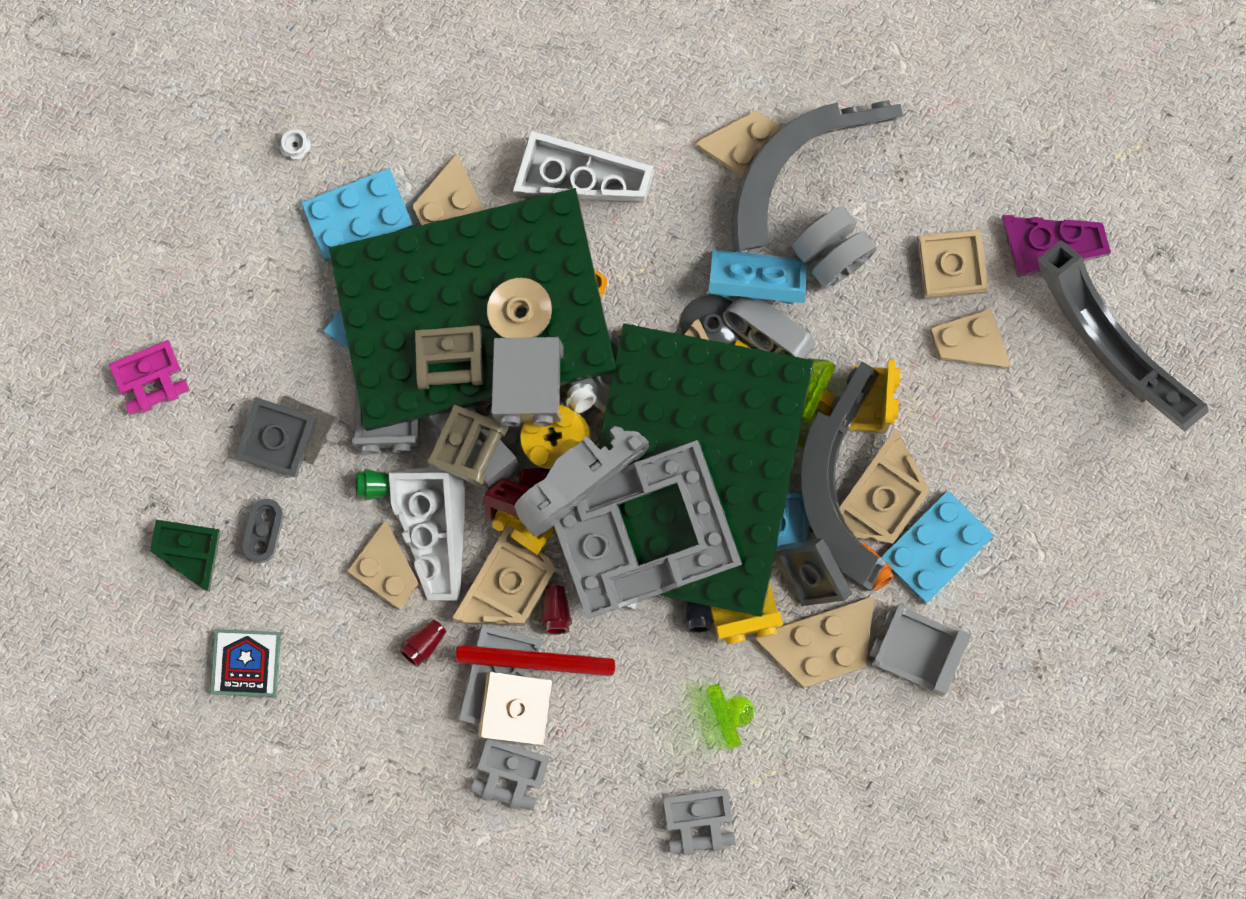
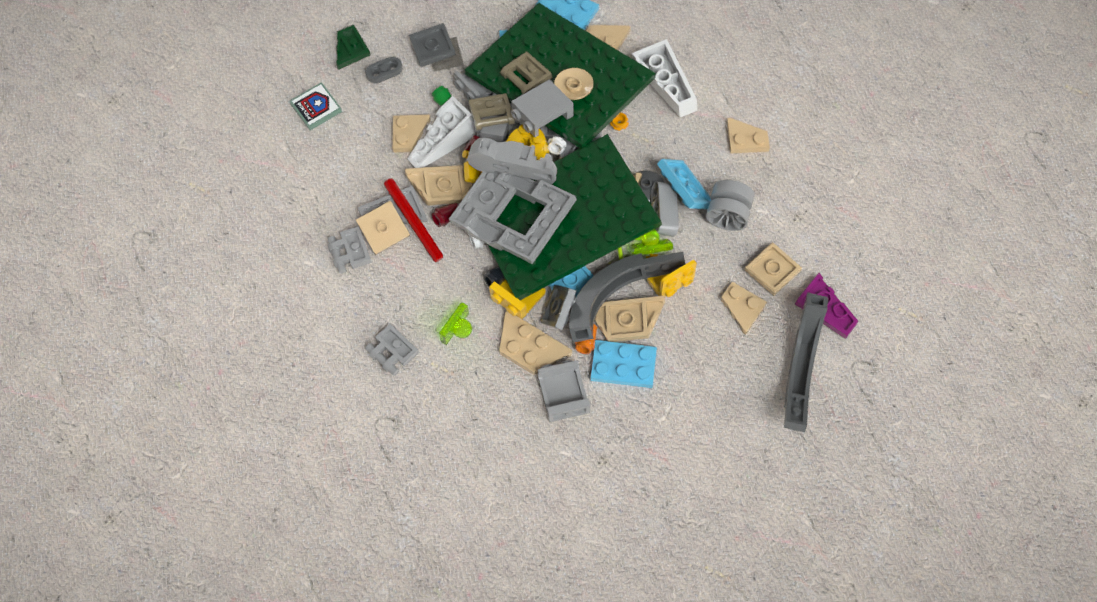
camera: 55 degrees right, 15 degrees down
(422, 643) = (383, 169): dark red cone -> none
(756, 185) = (760, 150): dark grey arch -> none

